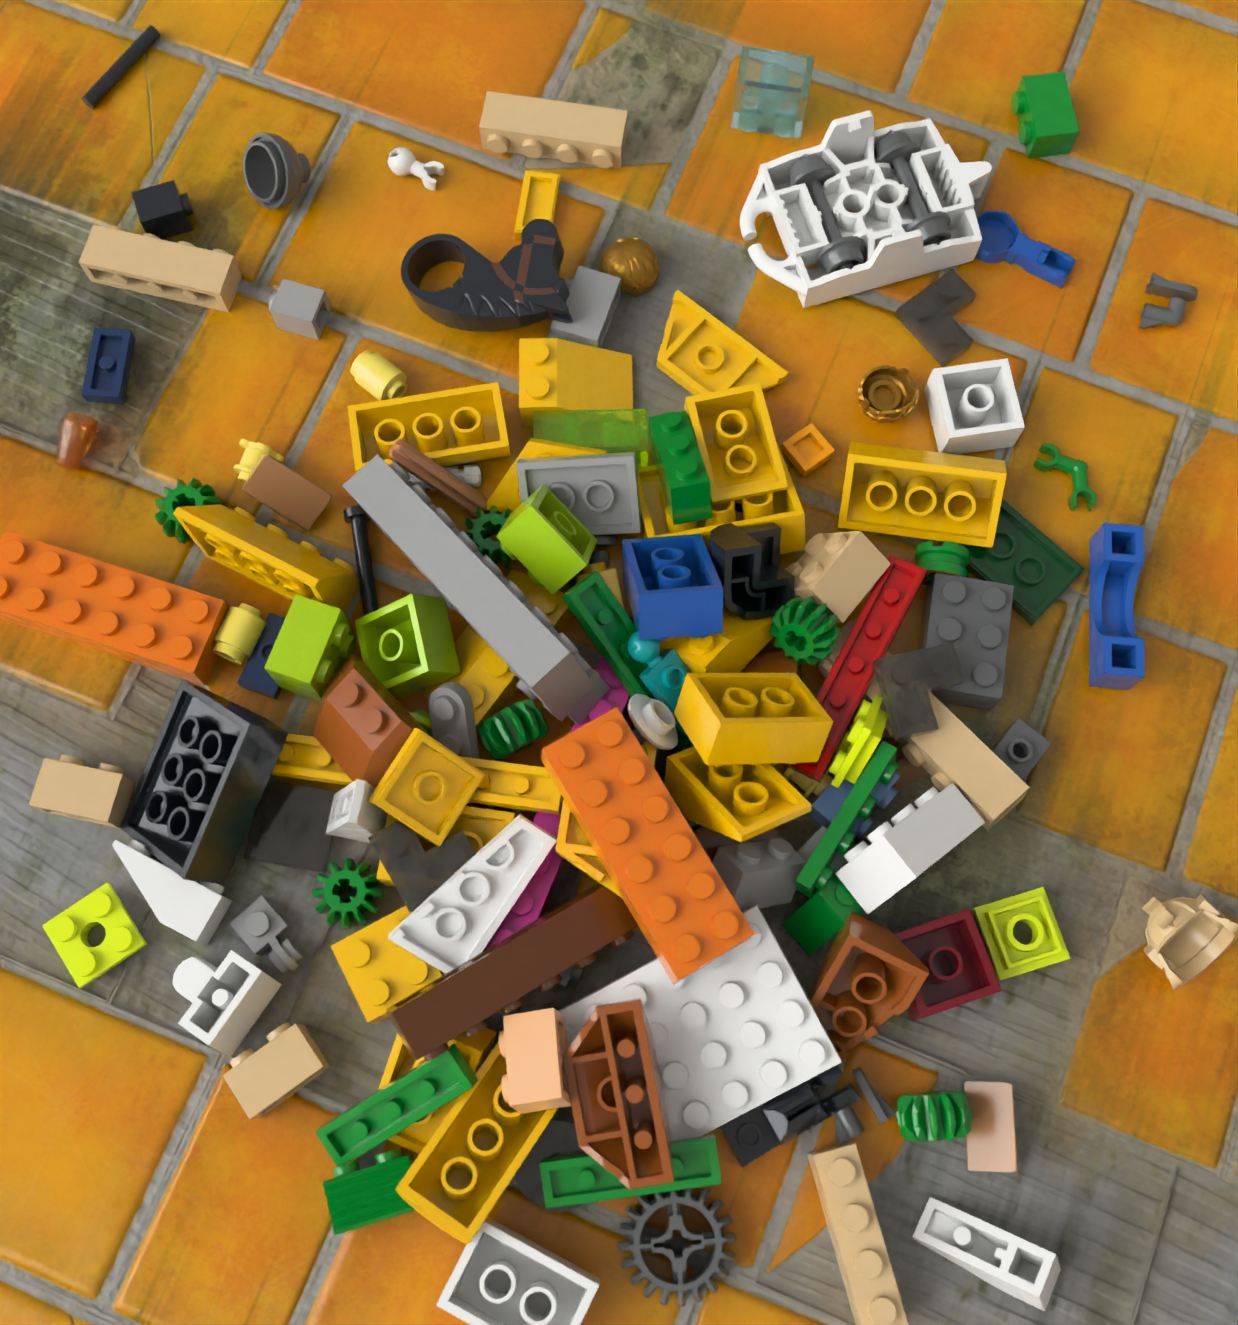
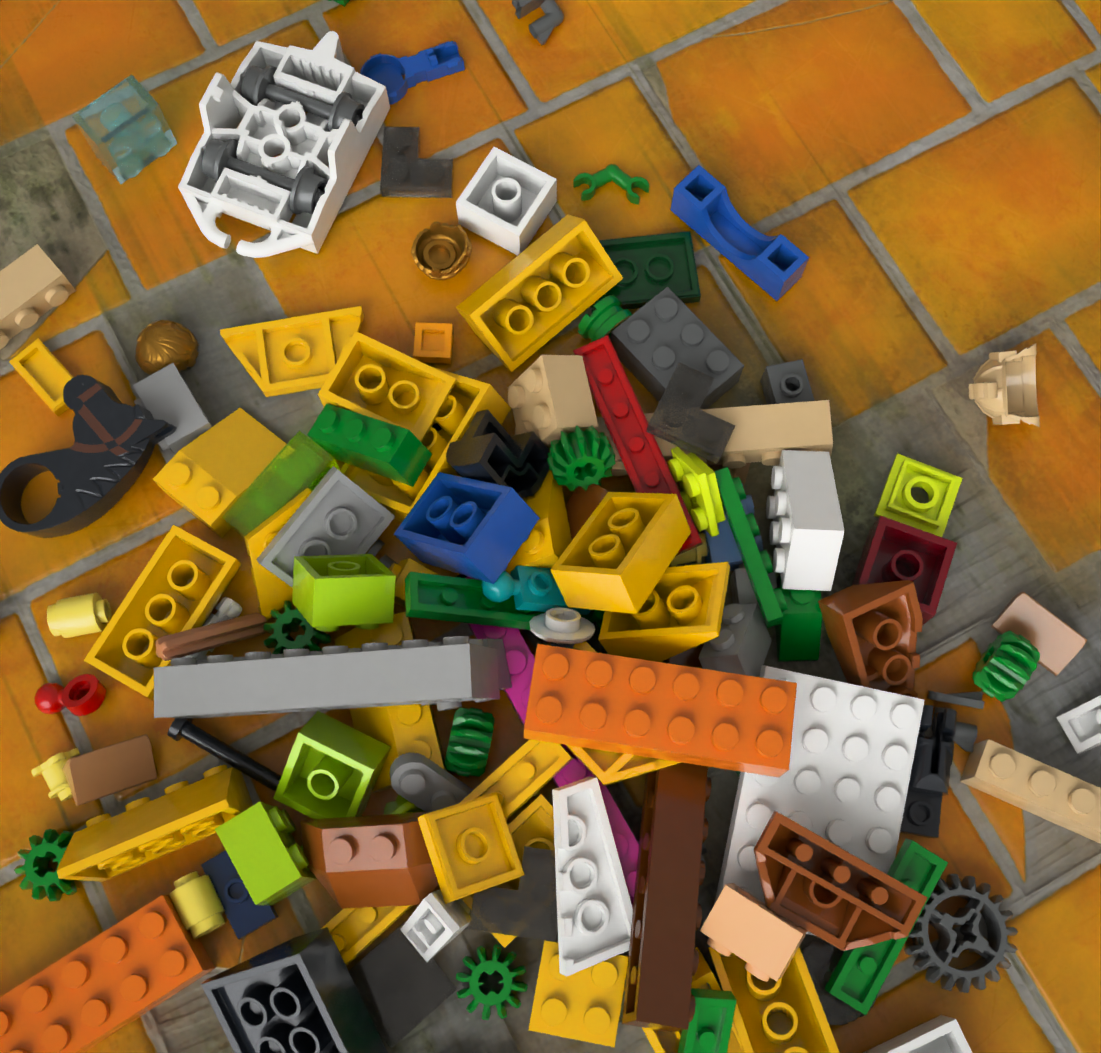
camera: 50 degrees left, 0 degrees up
(322, 428) = (80, 696): none -> red plate

